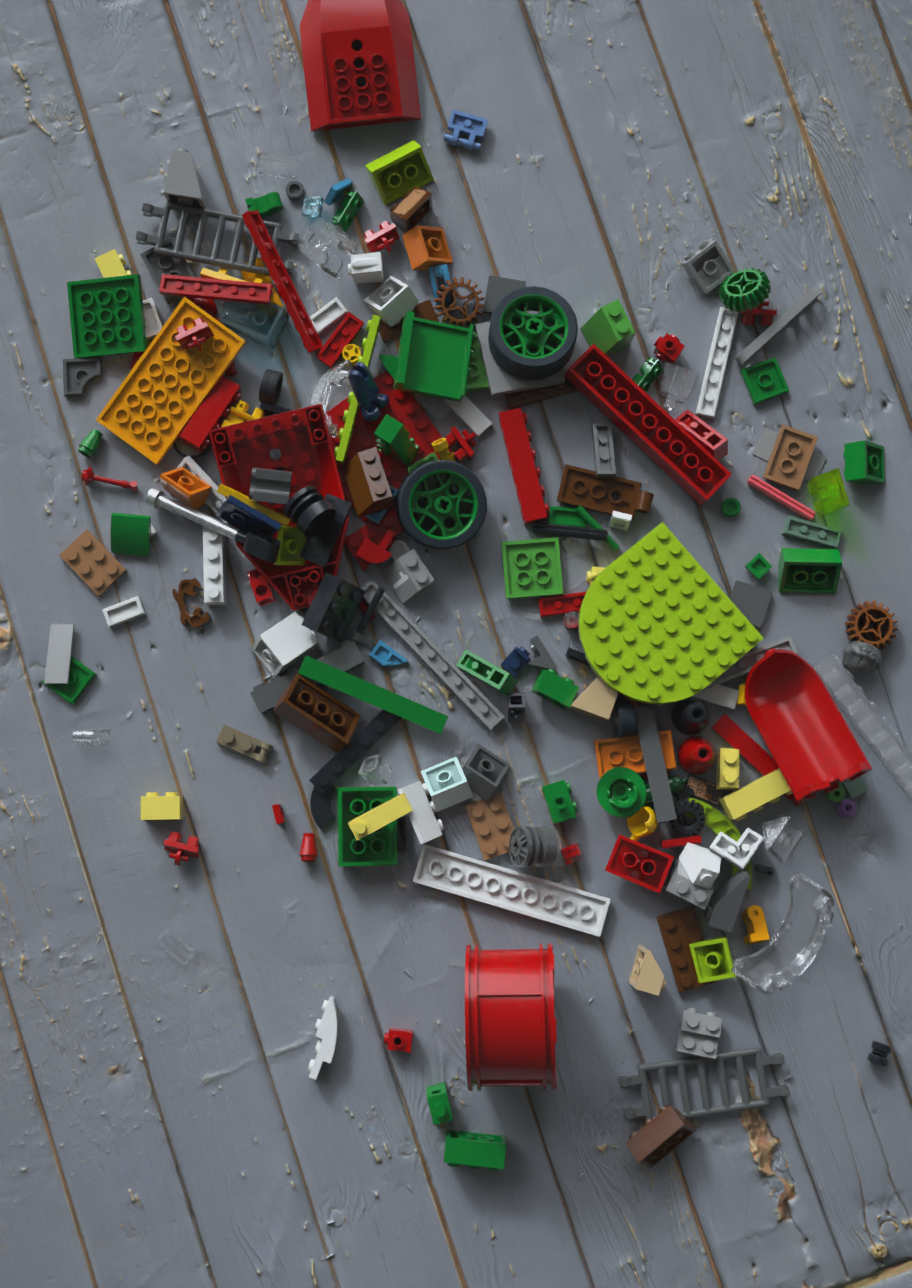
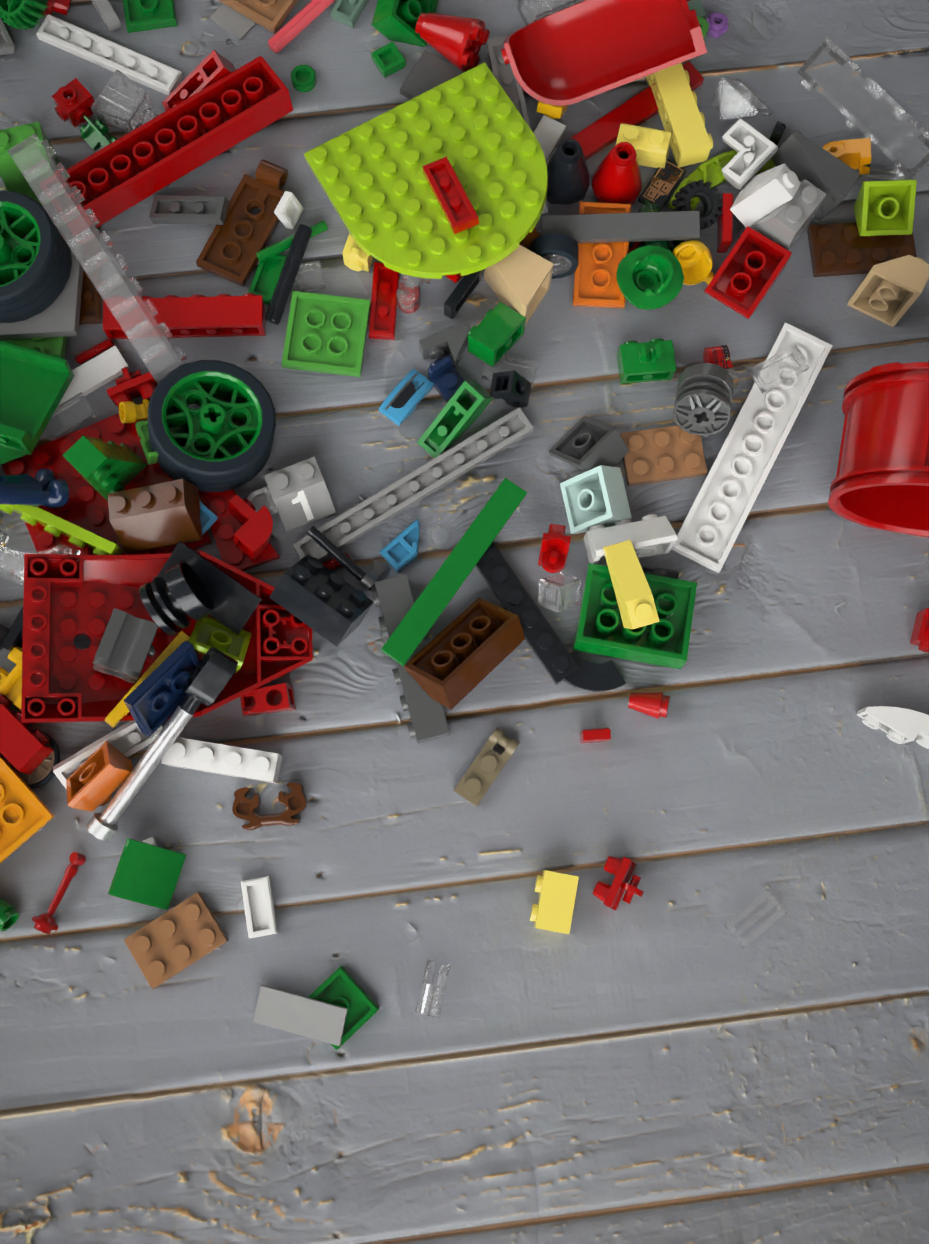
camera: 80 degrees left, 5 degrees down
(284, 644) = (358, 682): white slope -> none
(401, 760) = (554, 549): none -> red hips
(485, 409) = (94, 351): none -> red piece
(496, 634) = (405, 397): none -> dark azure slope
(543, 398) = (96, 256): none -> clear brick
(640, 634) = (450, 195): none -> red plate
(782, 611) = (454, 37): none -> red cone

